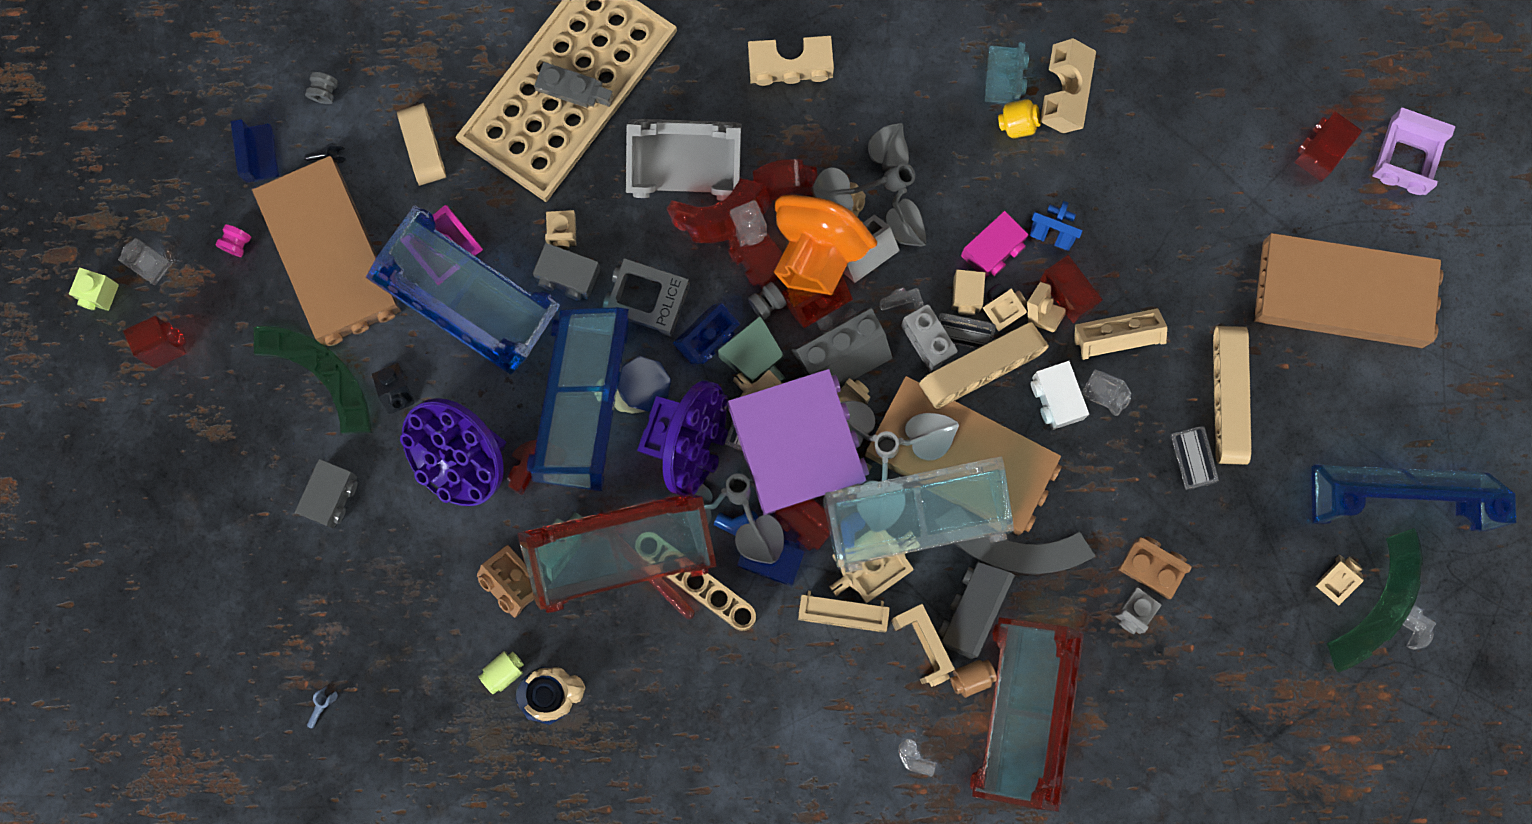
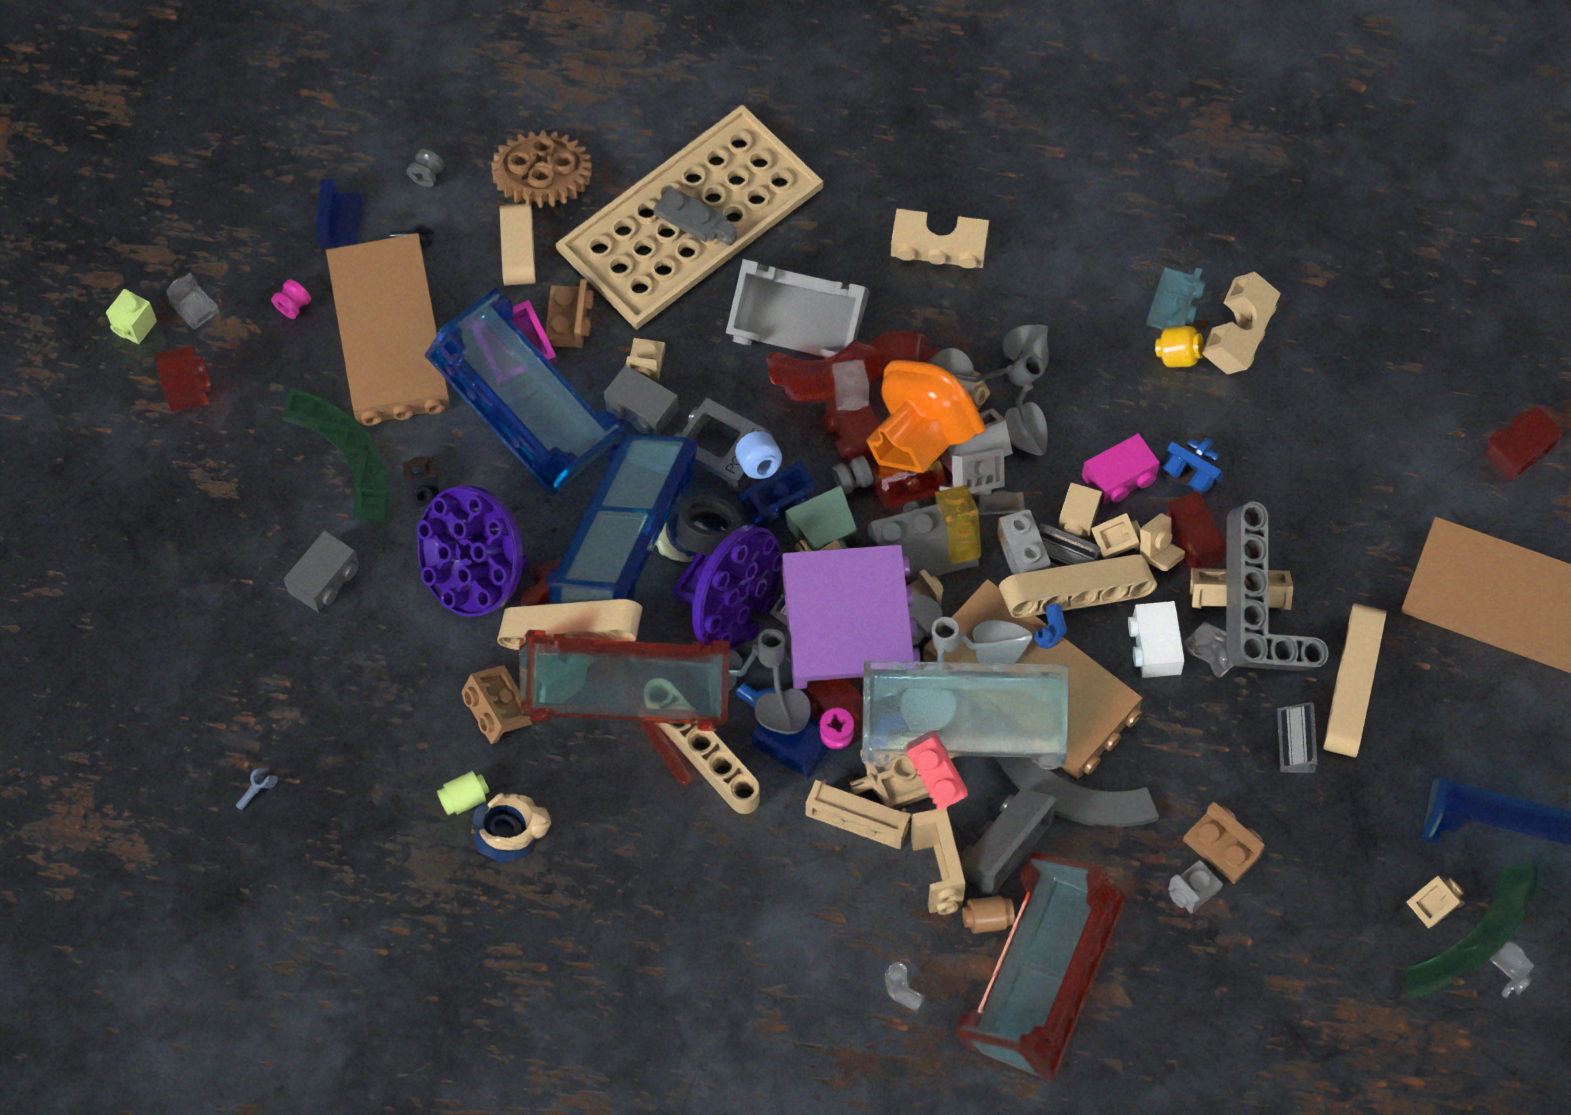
camera: 15 degrees right, 15 degrees down
(425, 67) = (541, 168): none -> medium nougat gear
(482, 202) = (567, 315): none -> medium nougat bracket
(557, 502) = (583, 620): none -> tan beam
(656, 368) = (709, 509): none -> black tyre
(683, 307) = (758, 455): none -> light blue head
(807, 551) = (836, 736): none -> dark pink wheel
(874, 281) = (978, 470): none -> light grey bracket
(874, 331) = (961, 524): none -> clear yellow bracket
(907, 574) = (936, 770): none -> coral brick
(974, 413) = (1054, 630): none -> blue arm
(1178, 383) = (1256, 601): none -> dark grey beam

